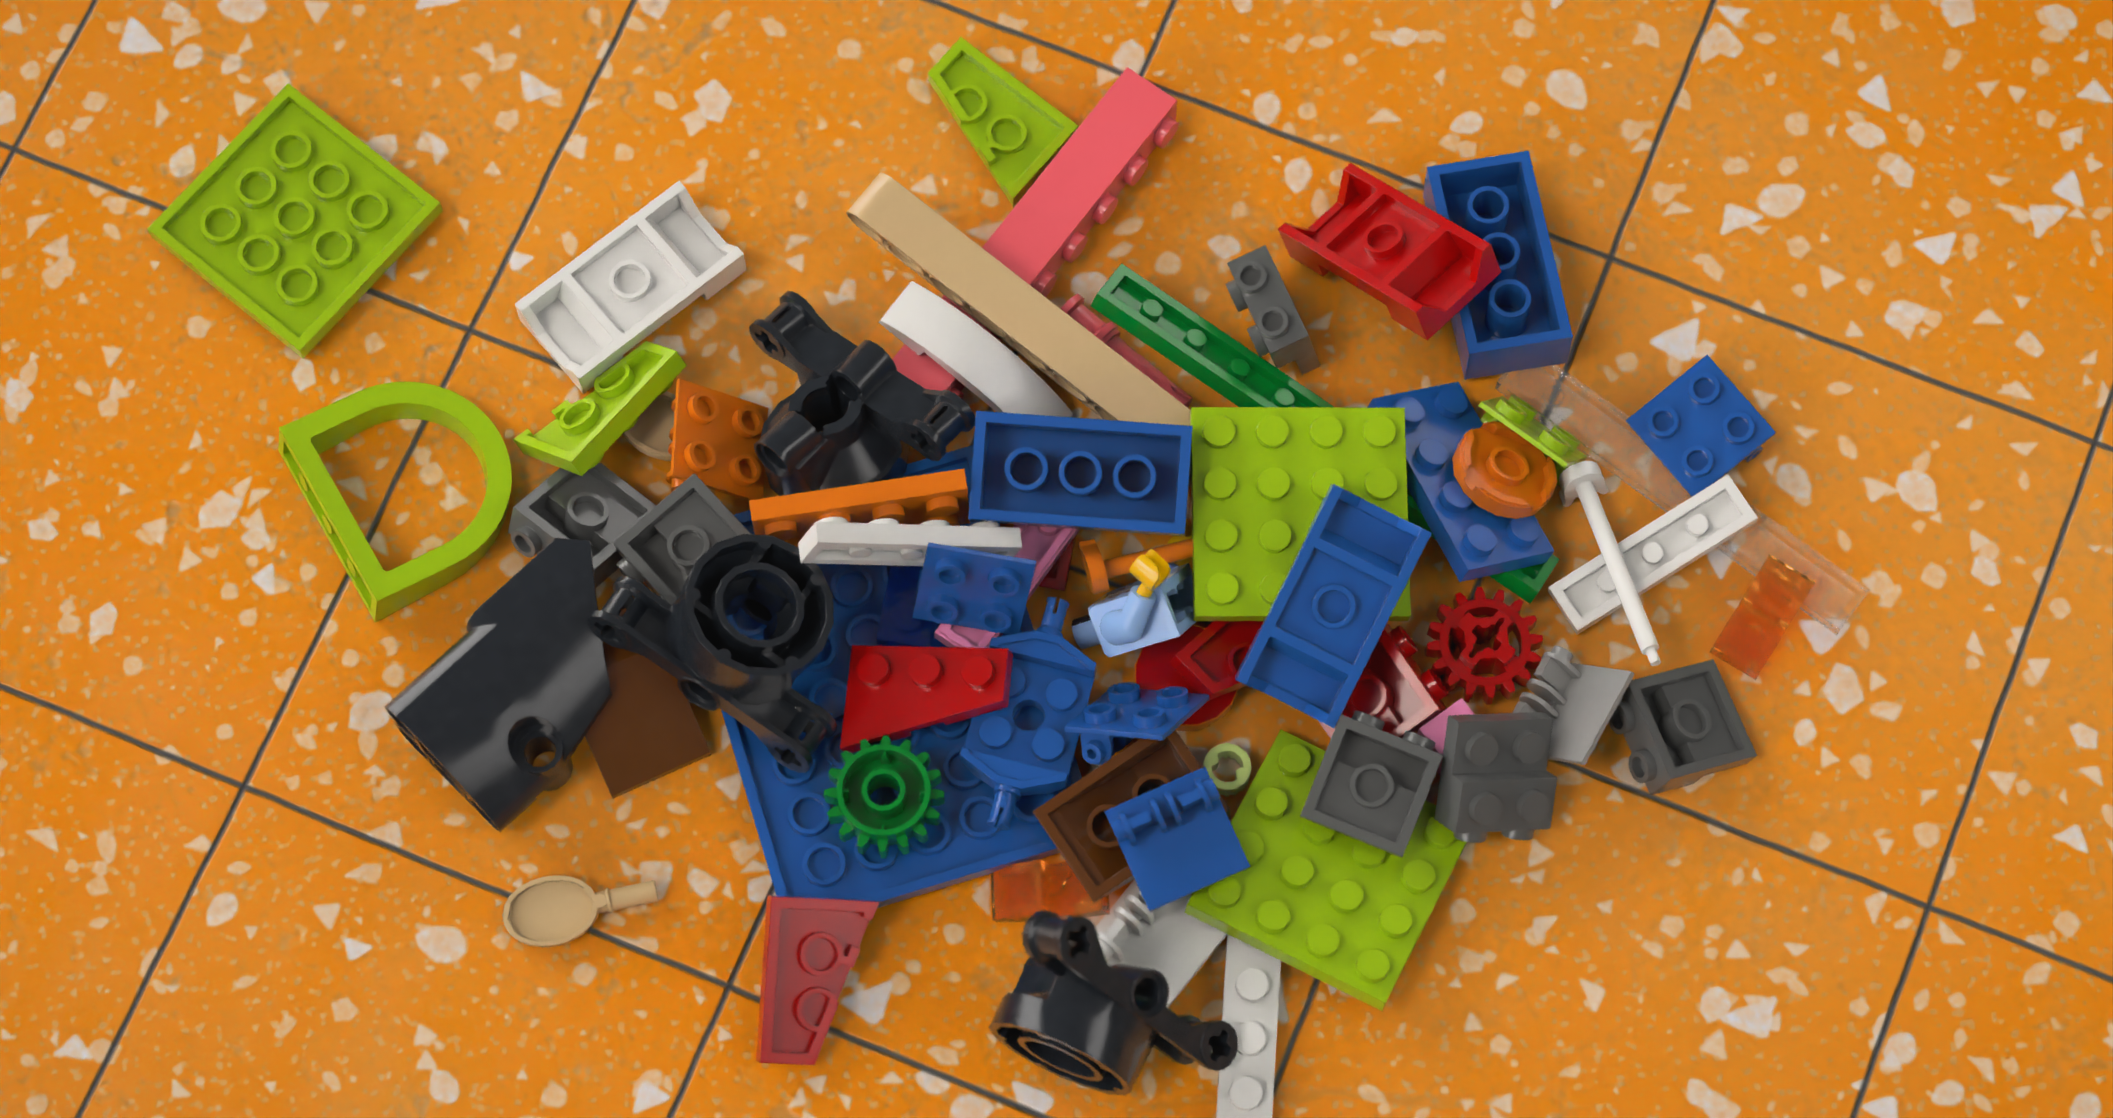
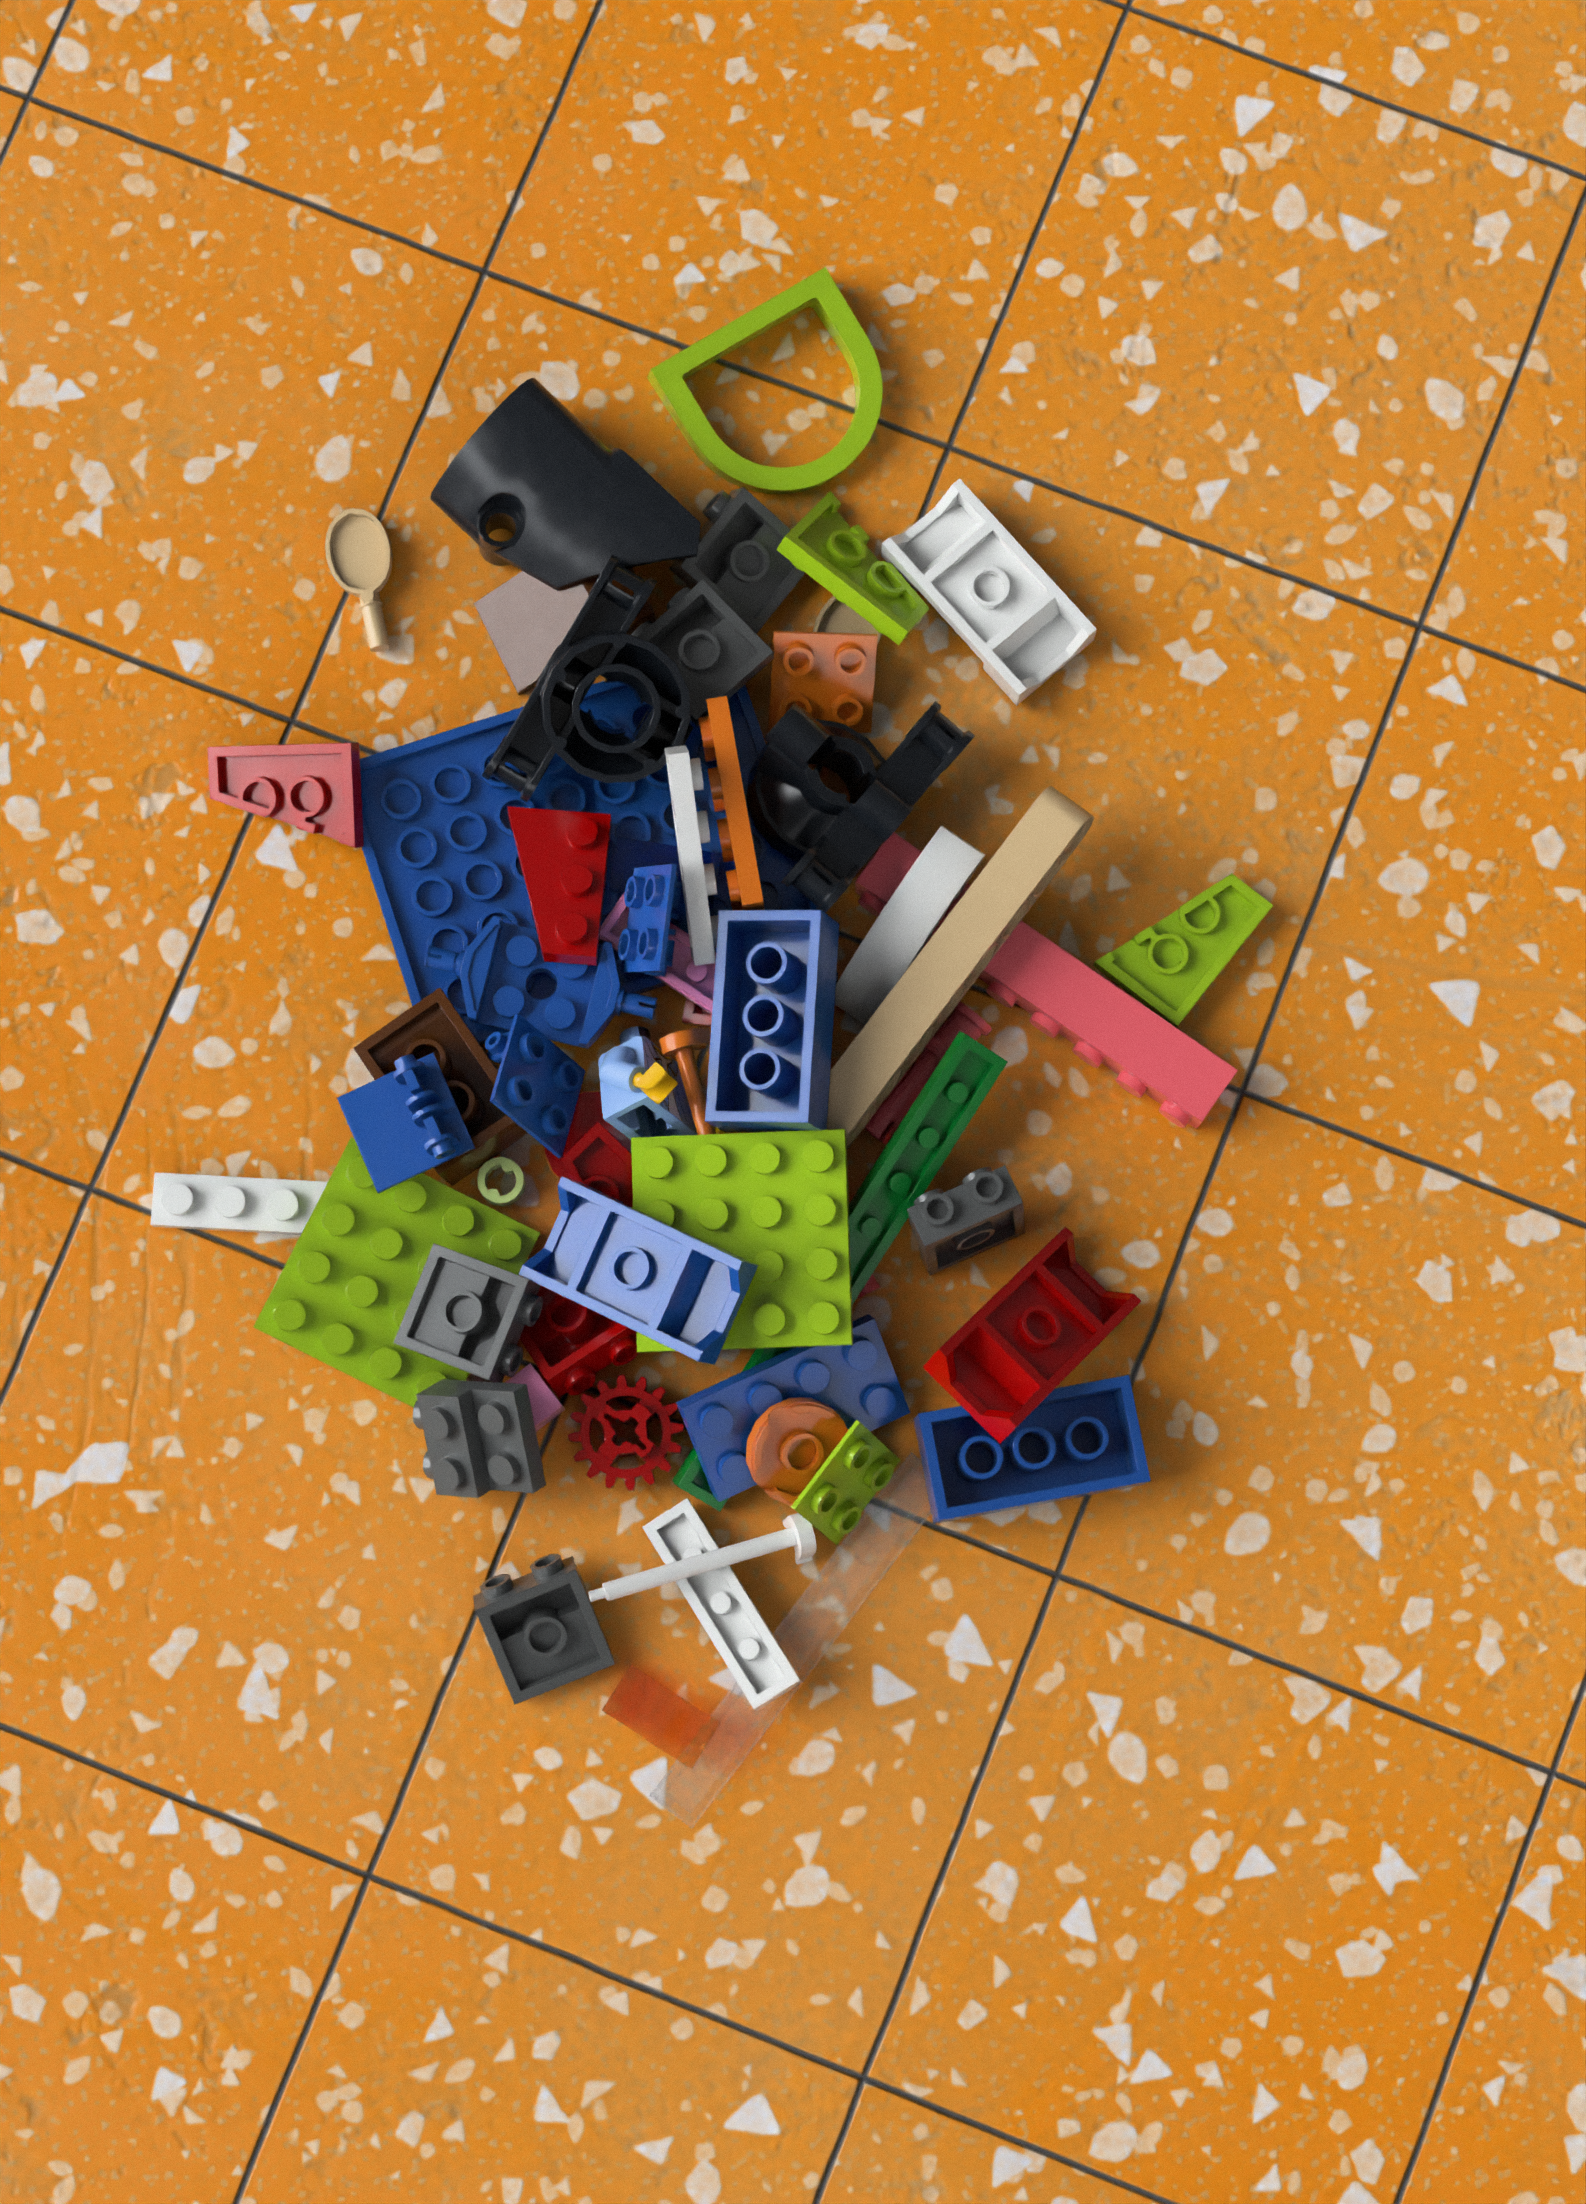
camera: 90 degrees right, 10 degrees up
(295, 220) = (1054, 271): lime plate -> none
(884, 824) = (461, 875): green gear -> none
(1039, 886) = (376, 998): clear orange slope -> none
(1097, 1018) = (227, 1051): black piece -> none
(1157, 939) = (309, 1111): white hinge -> none
(1577, 699) = (559, 1517): light grey hinge -> none
(1701, 426) = (860, 1658): blue hinge -> none

